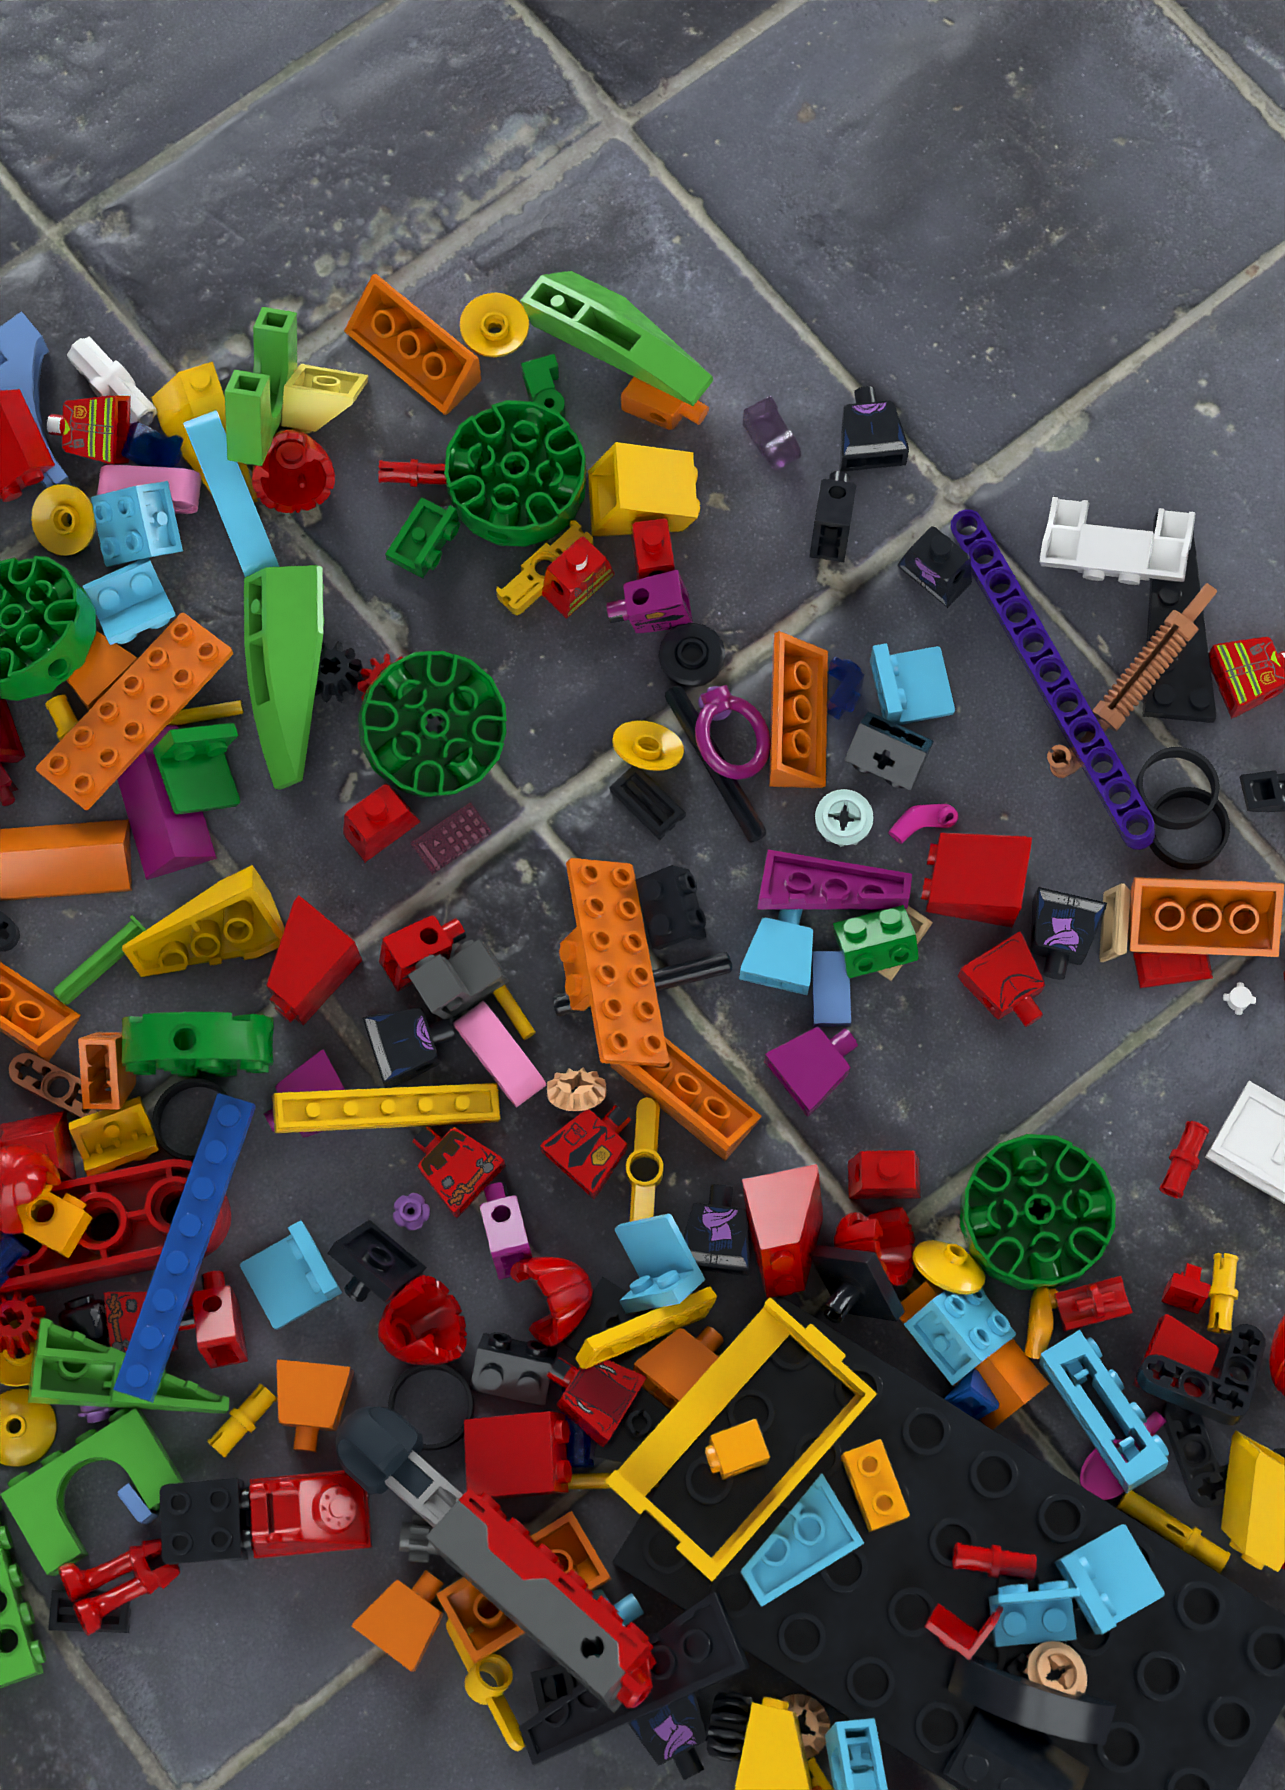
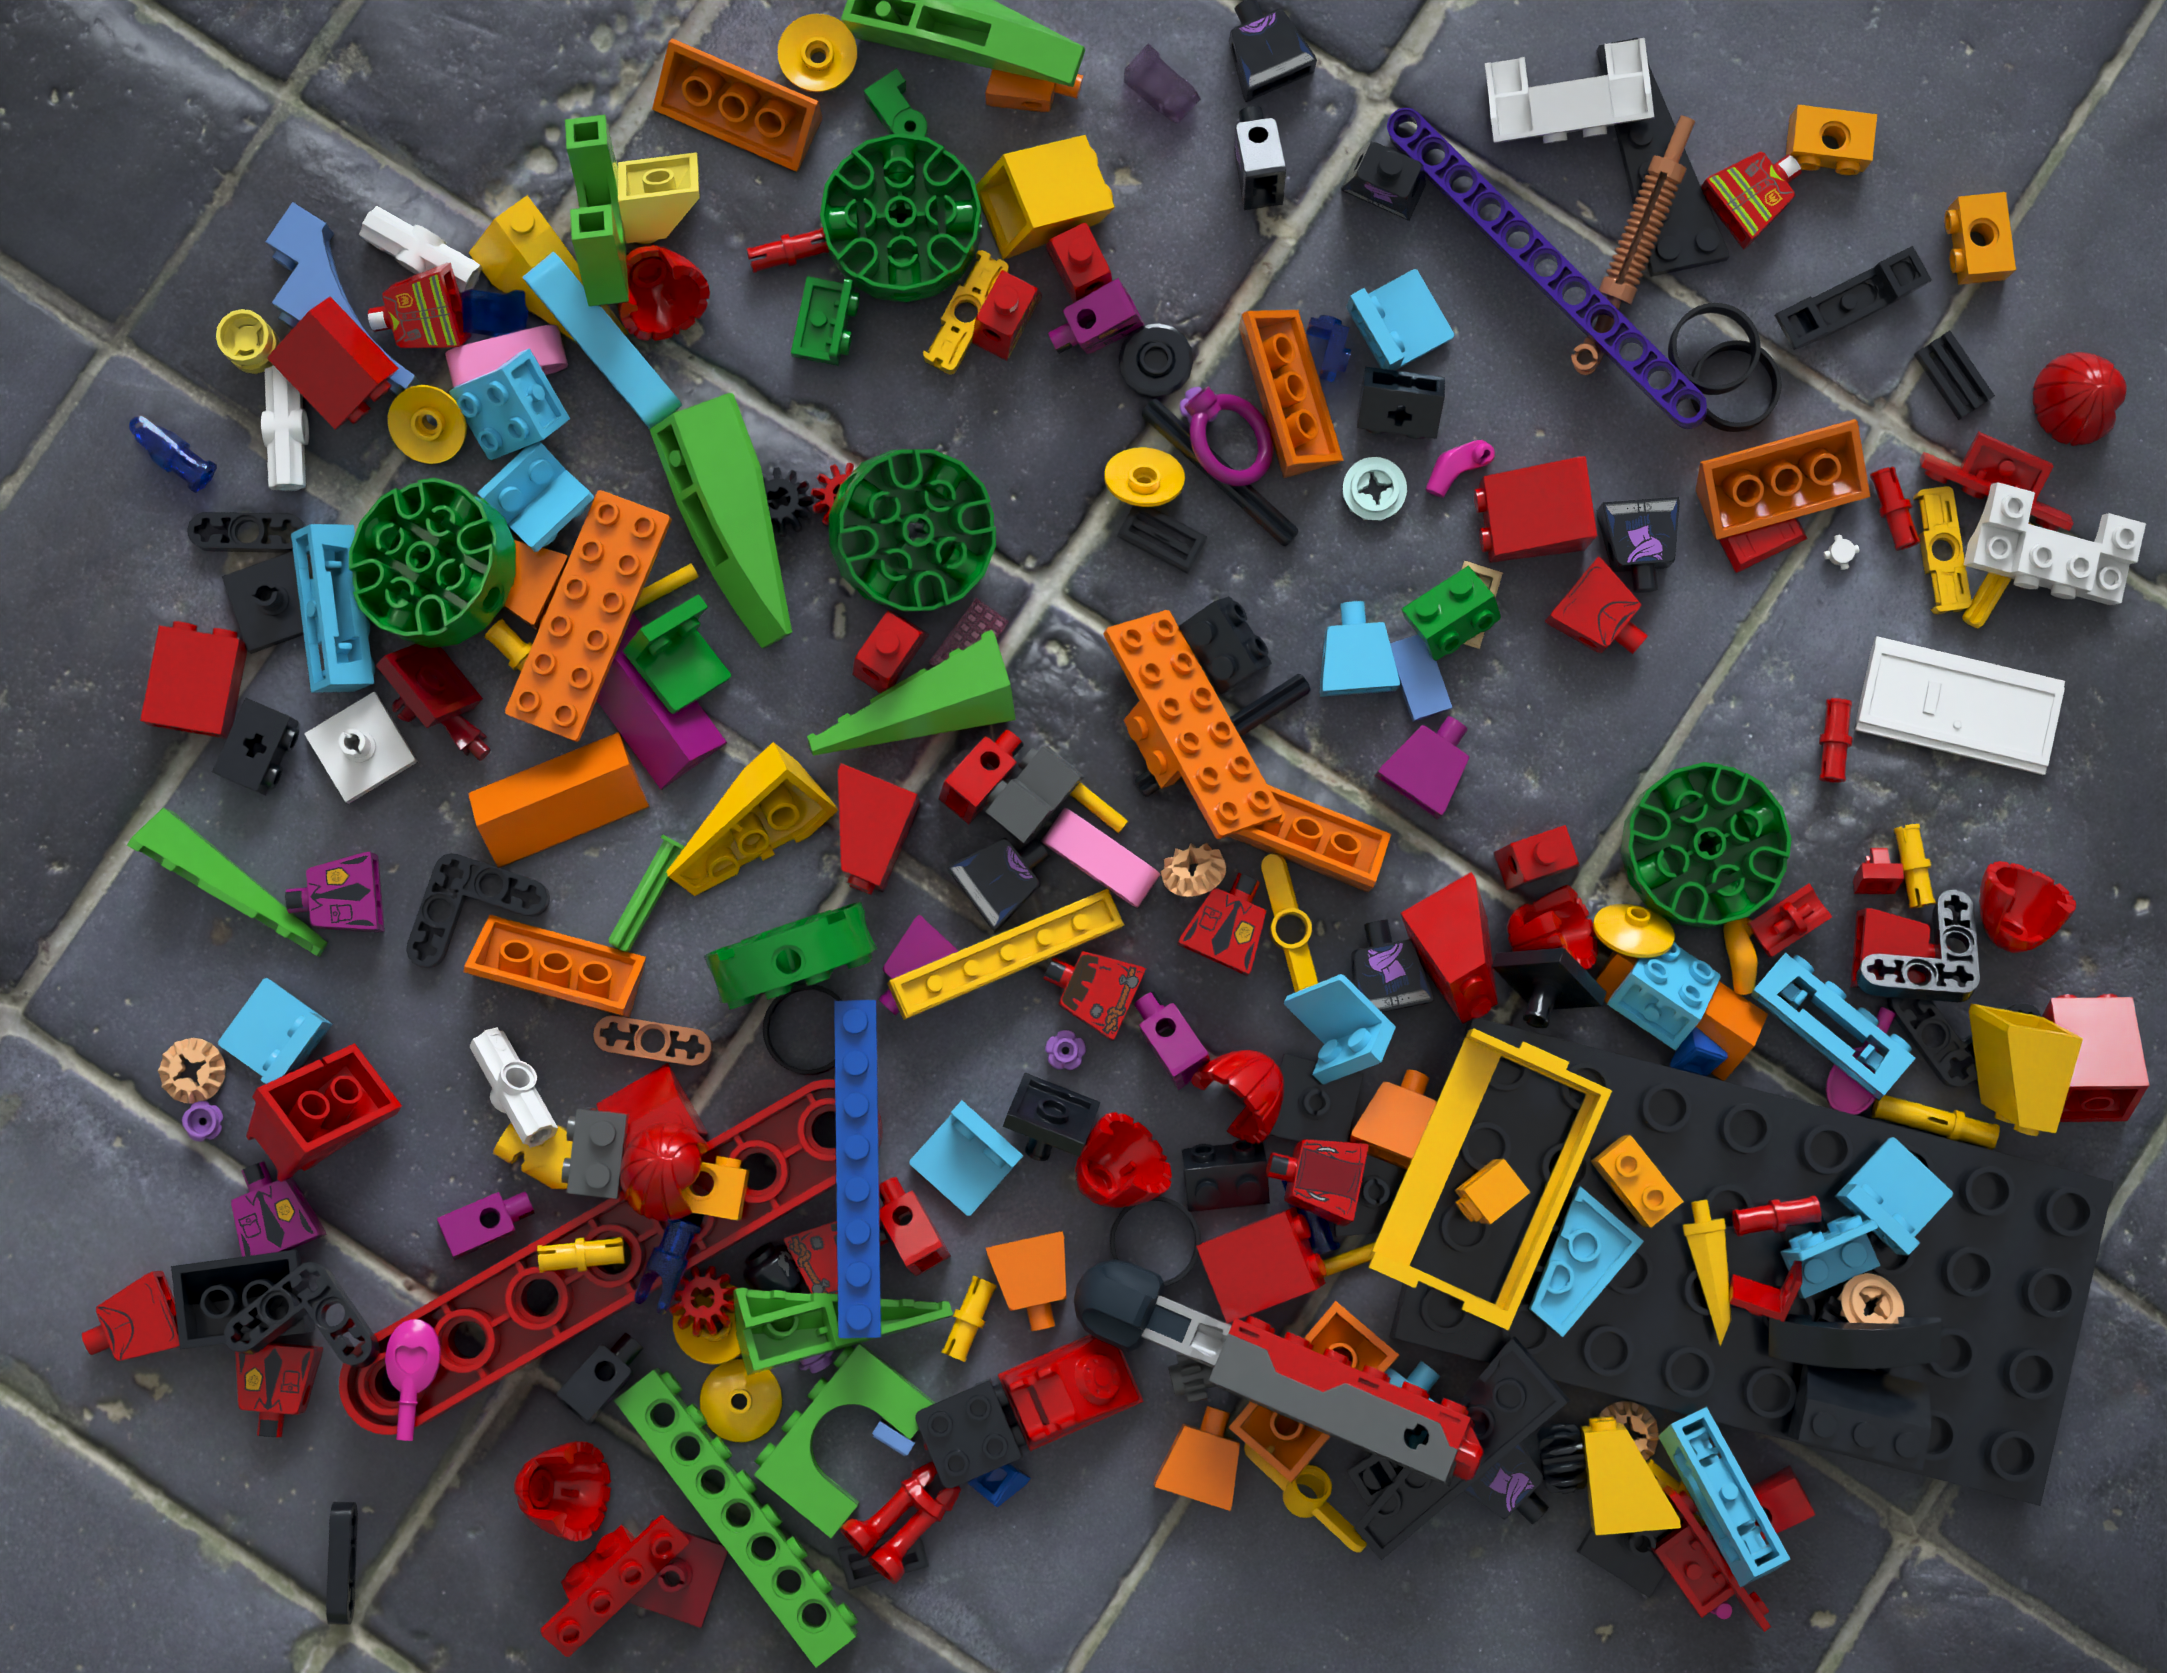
camera: 25 degrees left, 10 degrees up
(102, 1068) = (698, 1004): orange torso -> none
(114, 1137) = (732, 1075): yellow bracket -> none
(217, 1577) = (1000, 1483): none -> blue slope
(419, 875) = (952, 696): none -> bright green wedge
(645, 1328) = (1350, 1097): yellow tile -> none
(820, 883) = (1376, 569): magenta wing -> none
(922, 1576) = (1709, 1253): none -> yellow bar
(1115, 923) = (1693, 516): tan tile -> none

